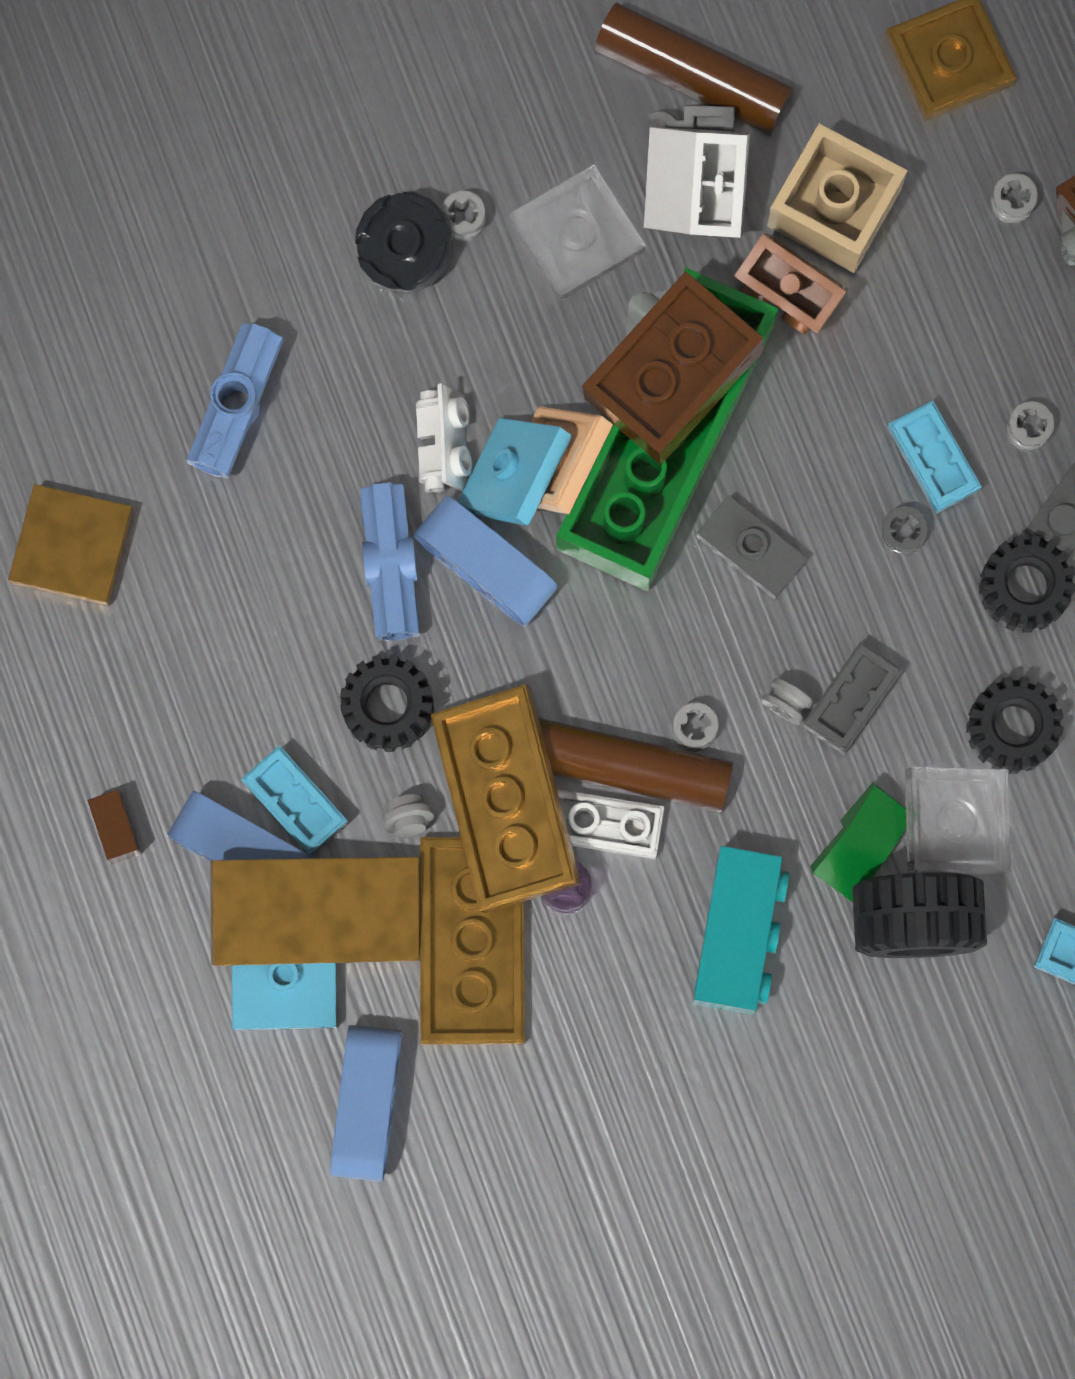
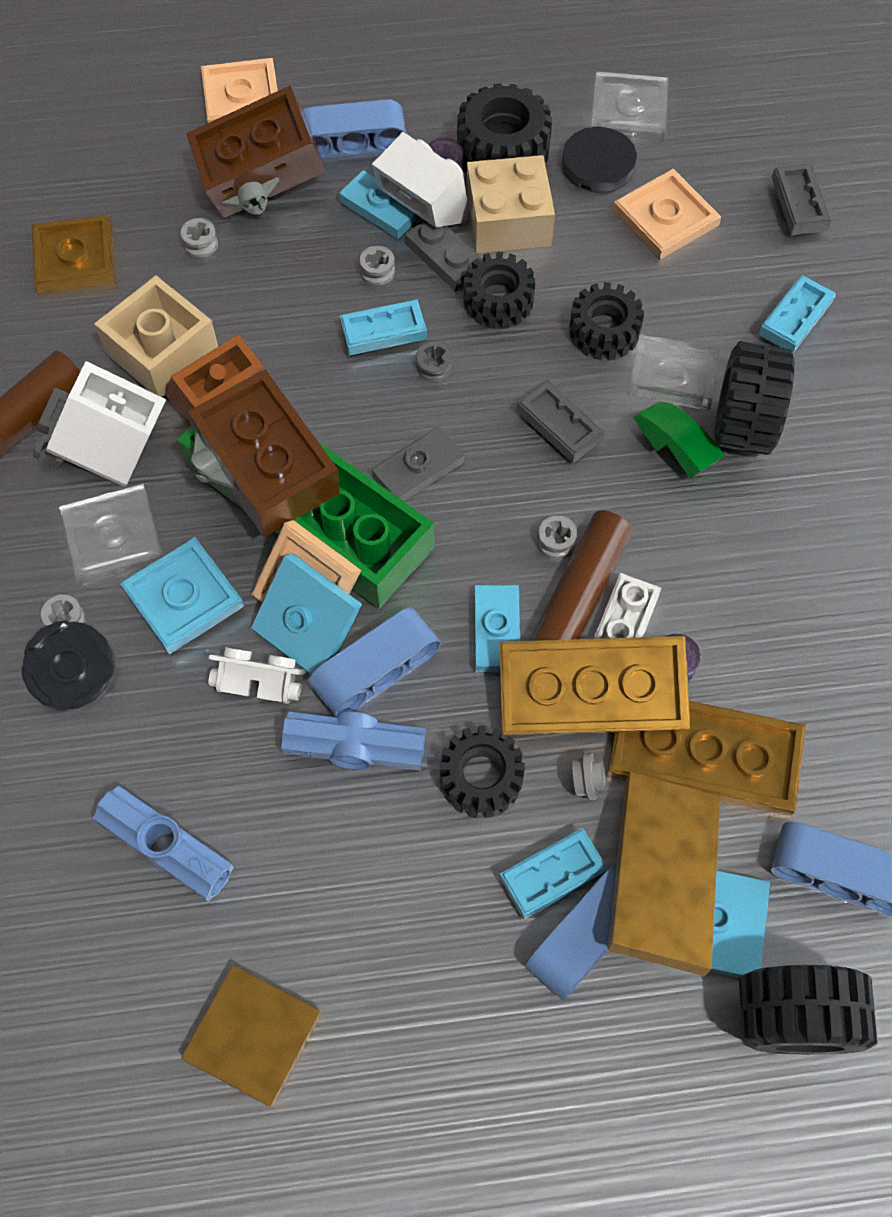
camera: 80 degrees left, 15 degrees down
(114, 826) = (543, 1051): reddish brown piece -> none
(196, 1068) = (807, 1010): none -> black tyre
(517, 332) = (182, 595): none -> medium azure plate
(568, 681) = (495, 622): none -> medium azure plate
(740, 931) = (736, 539): teal brick -> none
(787, 701) = (553, 464): light grey bush -> none

